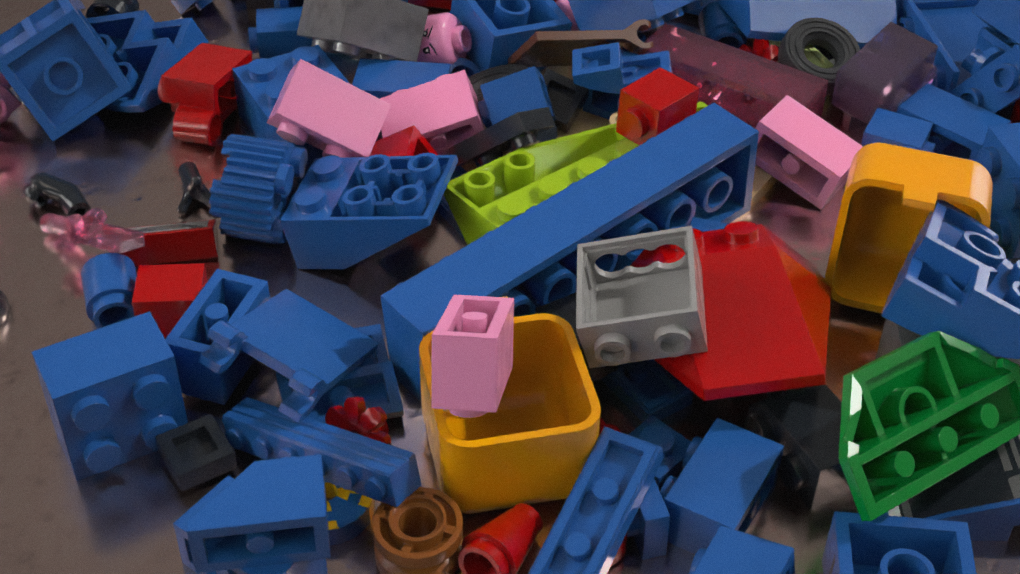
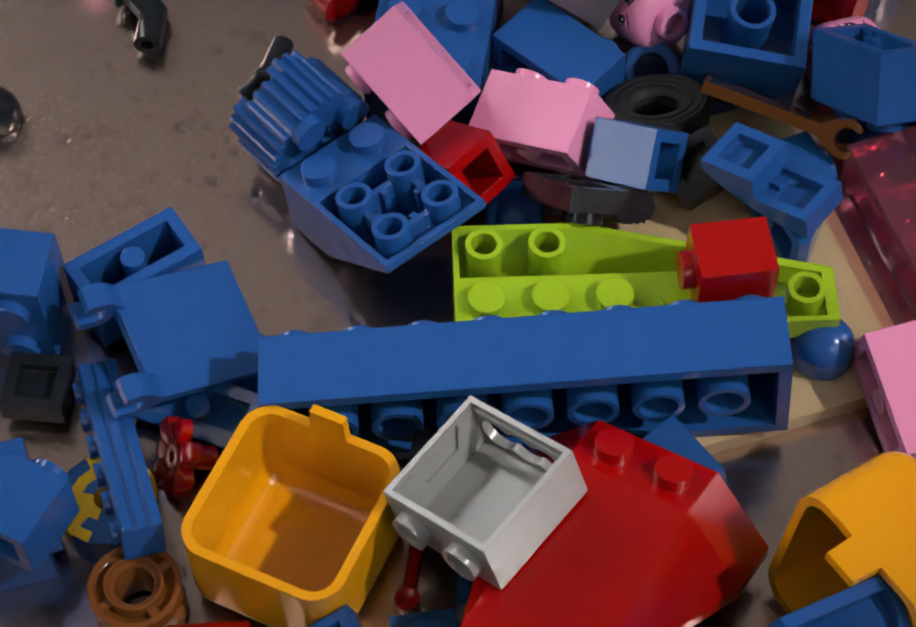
camera: 40 degrees right, 15 degrees up
(90, 231) = (124, 85): clear pink sword -> none
(108, 288) = (99, 162): blue brick -> none
(167, 291) = (131, 196): red brick -> none
(176, 243) = (187, 123): red slope -> none
(472, 355) = (257, 462): bright pink brick -> none

